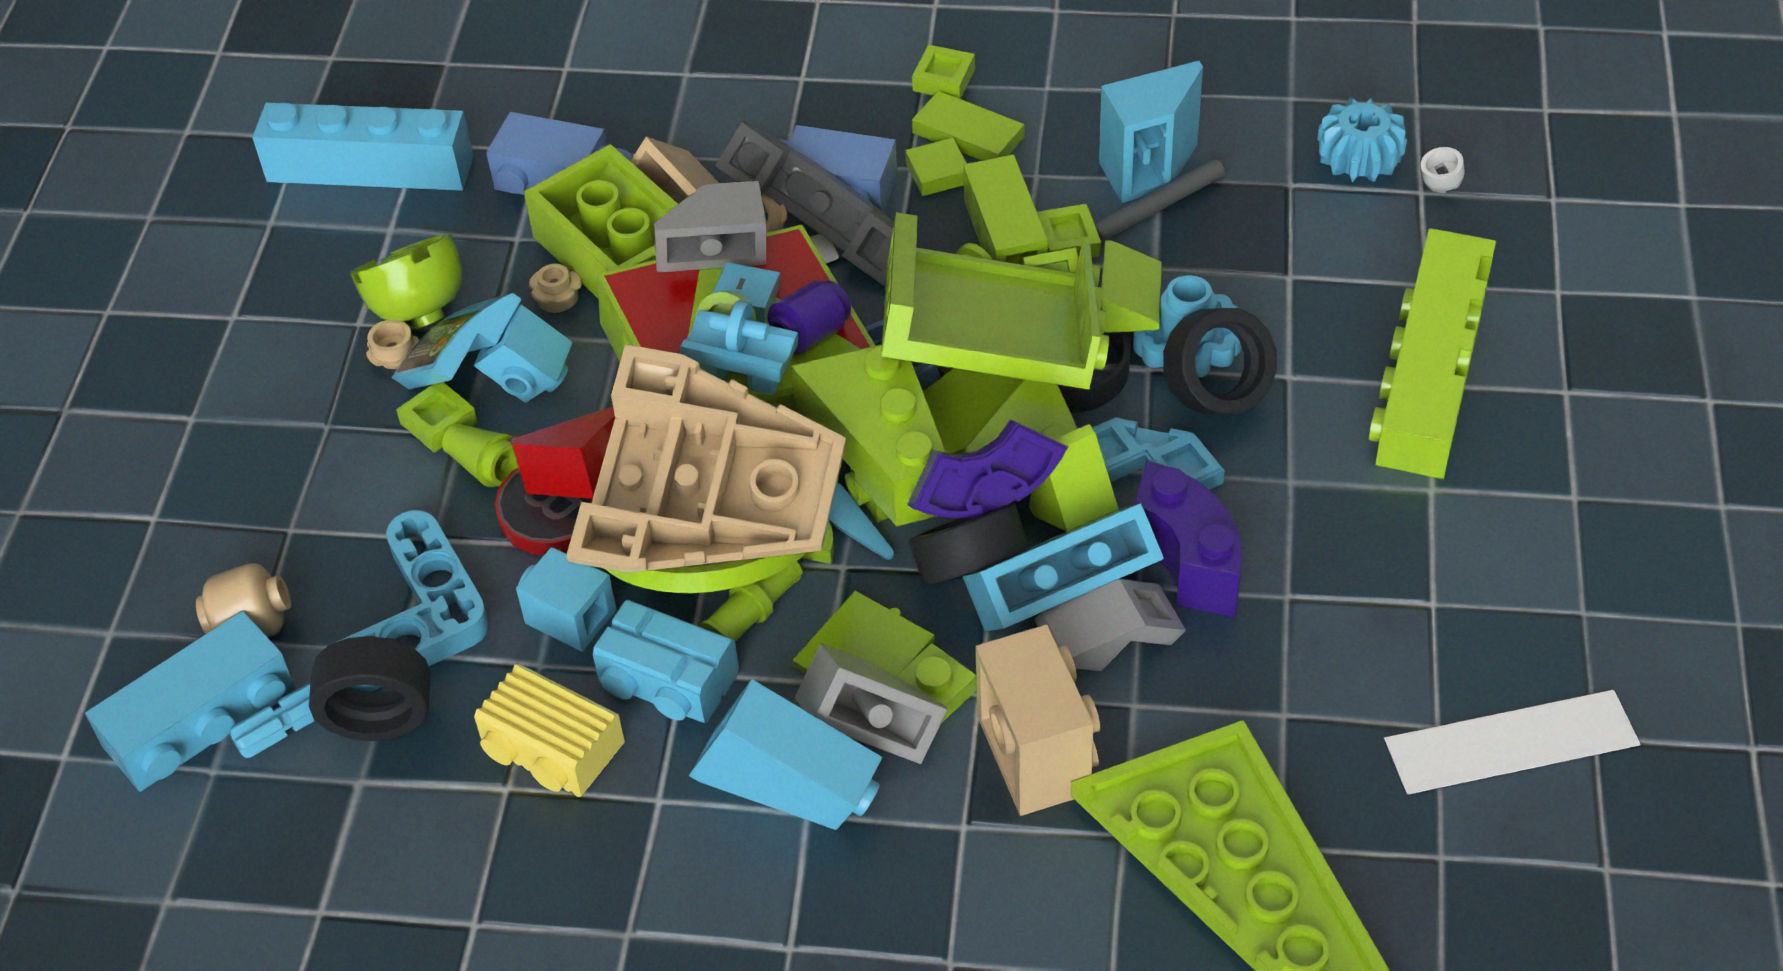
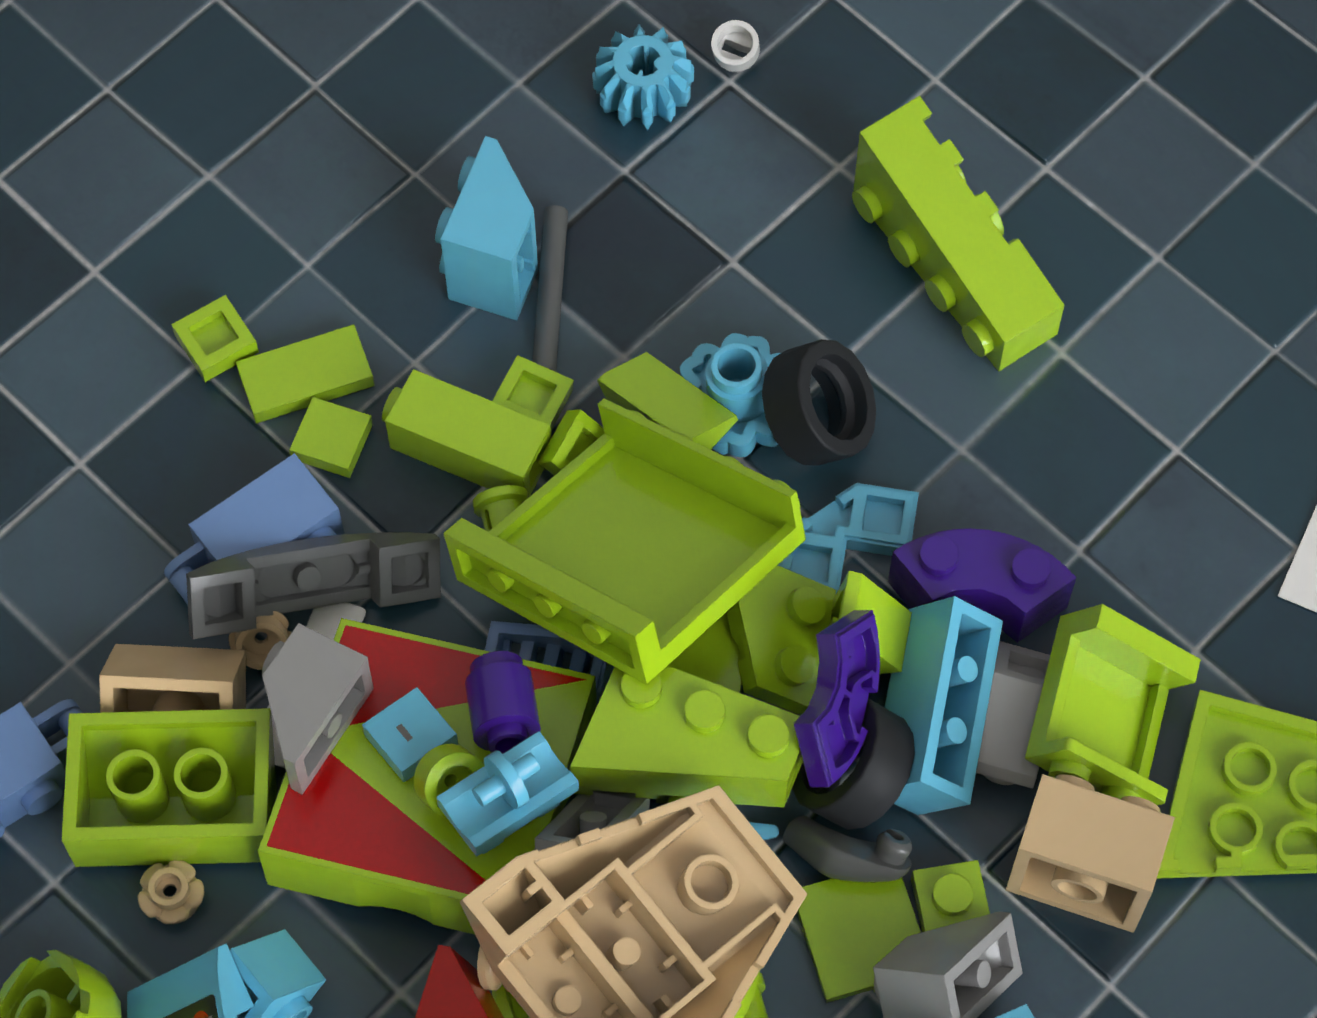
camera: 55 degrees left, 15 degrees up
(905, 602) = (848, 857): none -> dark grey arm
(1164, 666) = (1106, 702): none -> lime panel

